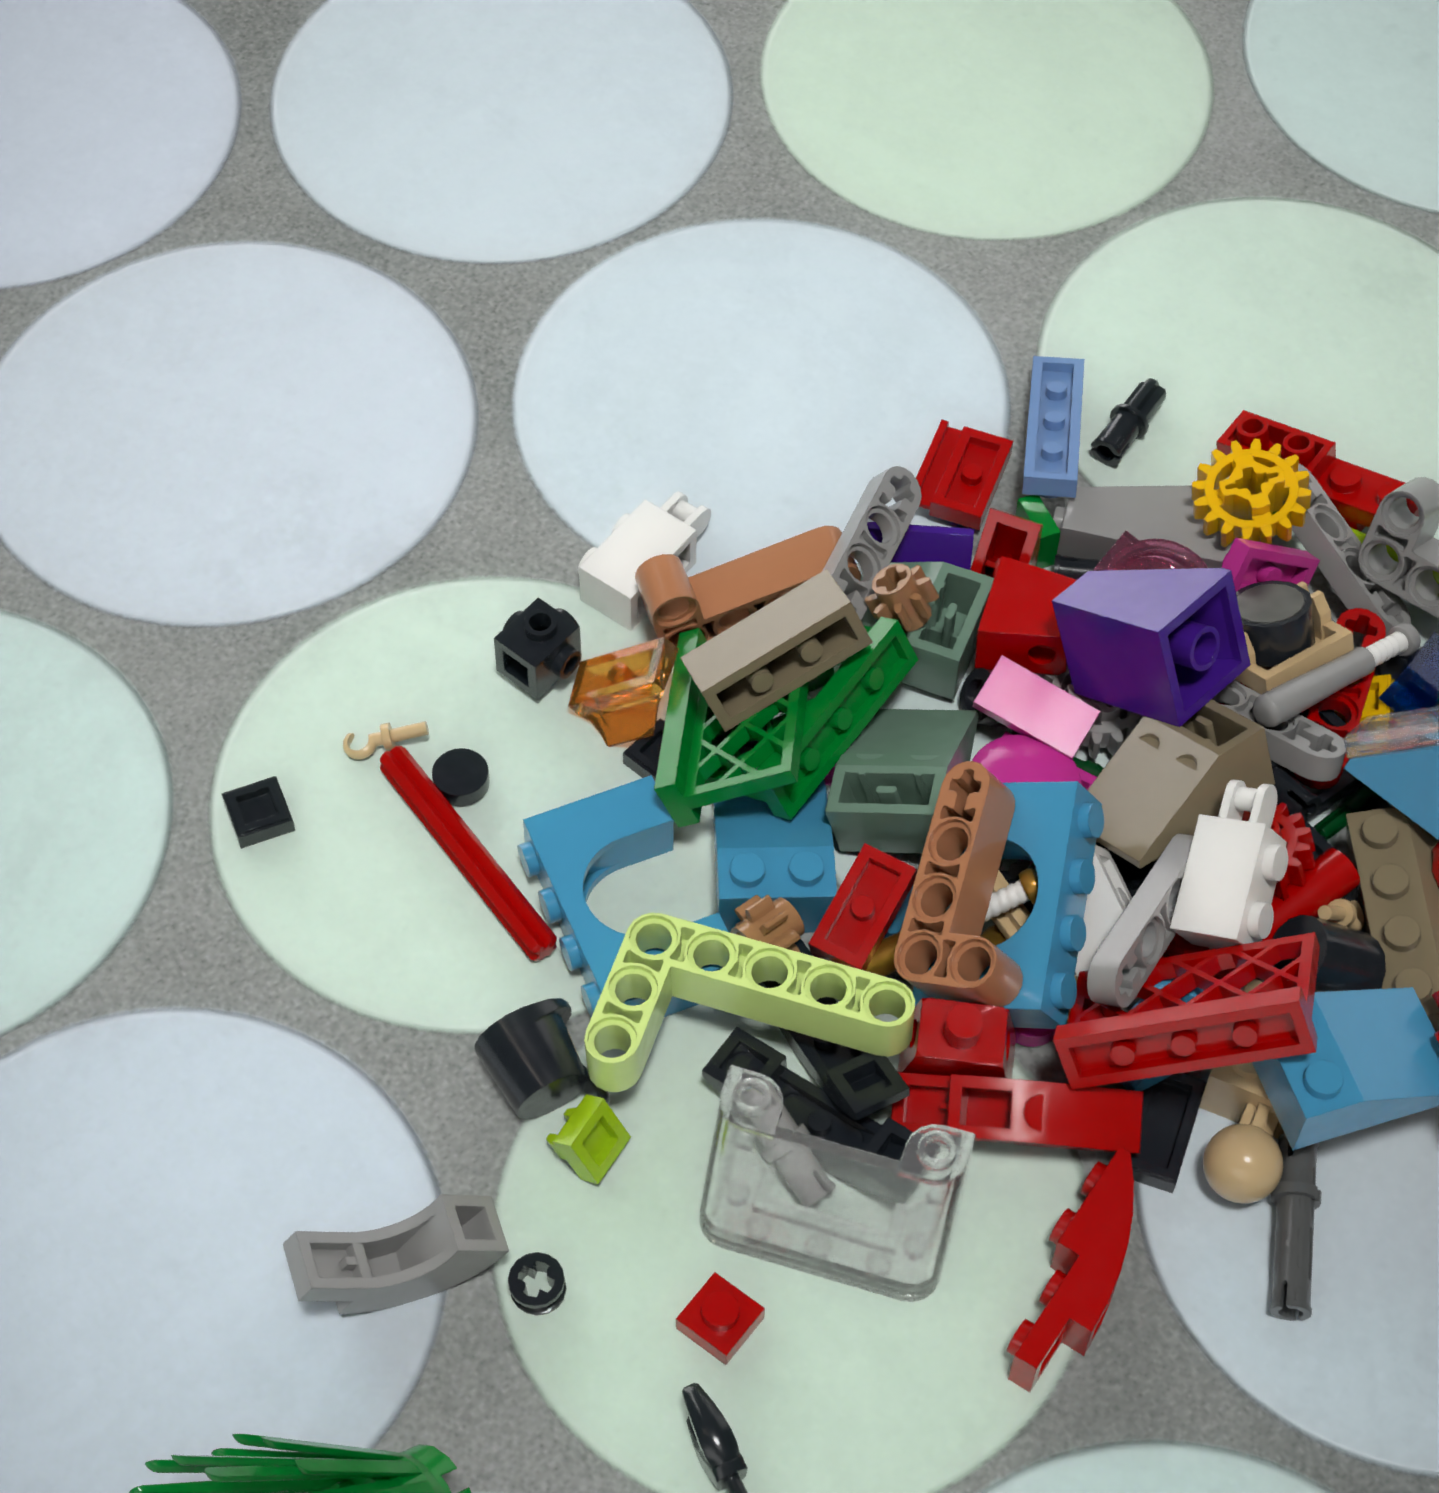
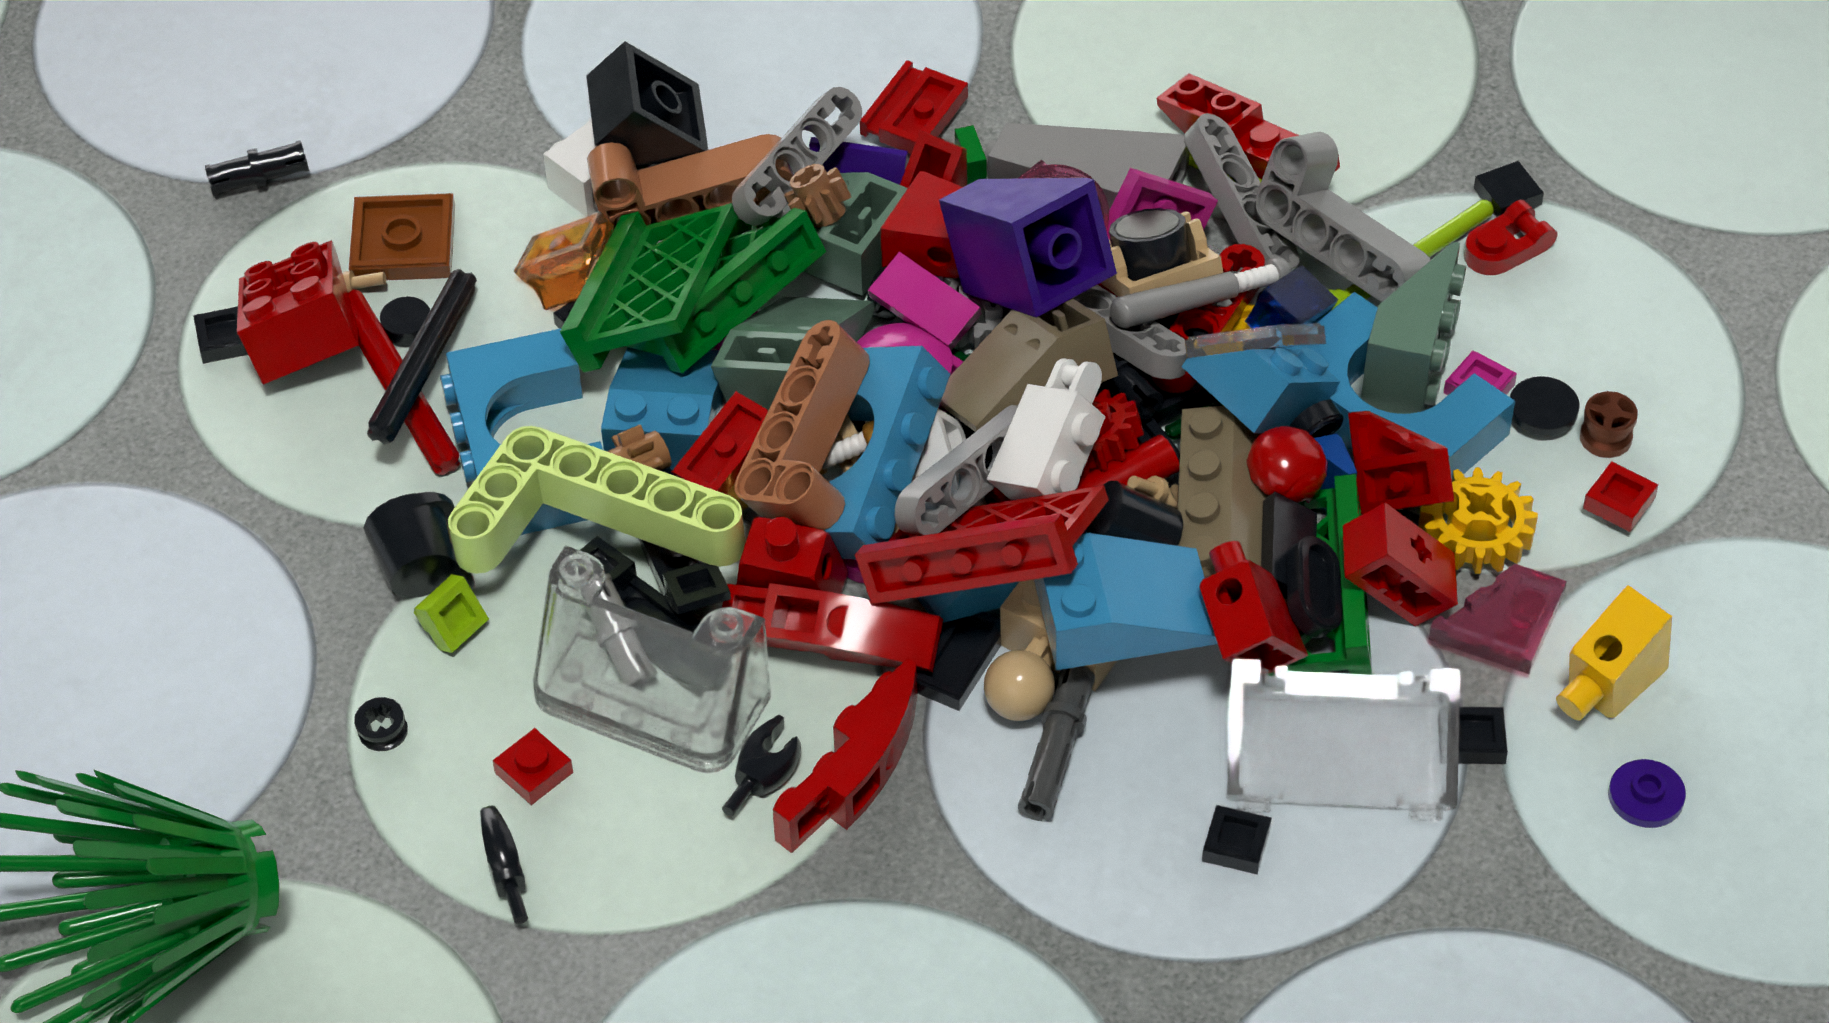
camera: 10 degrees right, 5 degrees down
(257, 607) = (256, 168): none -> black pin
(339, 780) = (295, 311): none -> red slope
(400, 1261) = (265, 692): light grey arch -> none
(435, 674) = (403, 236): none -> dark orange tile
(493, 825) = (421, 357): none -> black axle
(538, 647) = (494, 218): black brick -> none
(685, 507) = (645, 107): none -> black slope
(776, 649) = (689, 225): dark tan brick -> none
(973, 1295) = (762, 770): none -> black hand
(1054, 427) = (1005, 72): medium blue plate -> none
(1128, 422) = (1082, 77): black axle -> none
(1251, 494) = (1162, 135): yellow gear -> none

